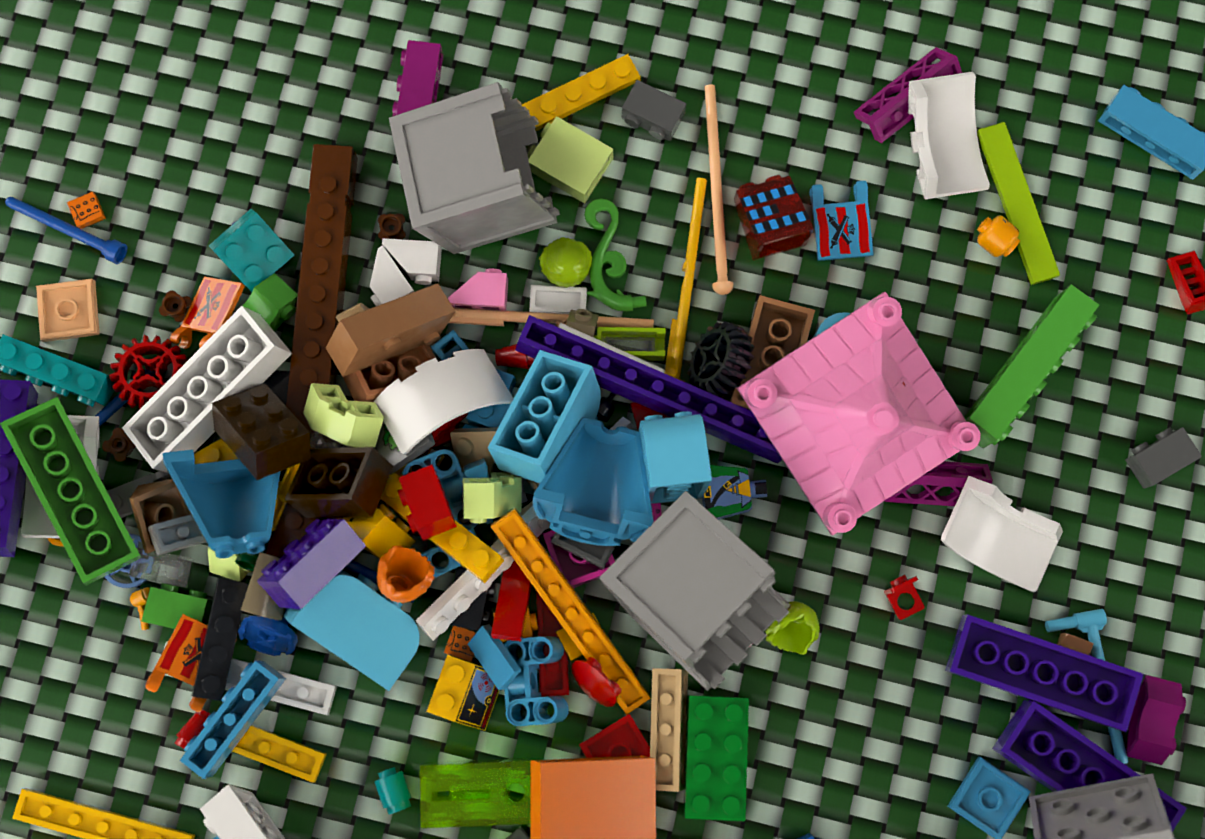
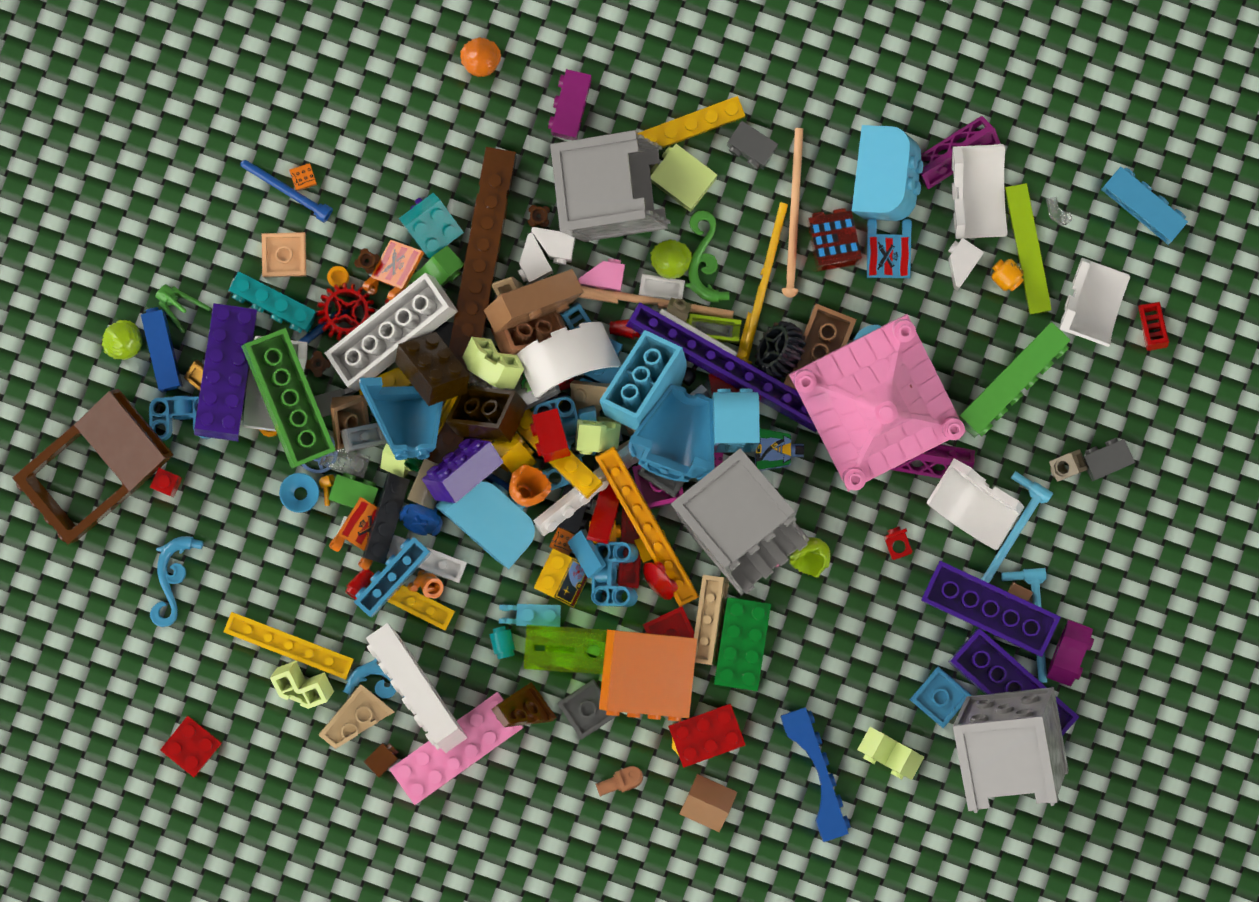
camera: 10 degrees right, 5 degrees up
(90, 612) = (288, 488): none -> dark azure piece
(138, 327) = (338, 275): none -> light orange tile
(286, 723) = (431, 585): none -> orange piece
(300, 40) = (480, 57): none -> orange hair
(431, 747) = (533, 614): none -> medium azure hinge
(829, 123) = (886, 174): none -> medium azure brick
(938, 225) = (962, 261): none -> white slope
(1048, 157) = (1057, 214): none -> clear arm
(1079, 513) = (1039, 495): none -> medium azure bar
(1113, 256) = (1094, 302): none -> white panel
(1122, 461) = (1073, 459): none -> dark tan brick

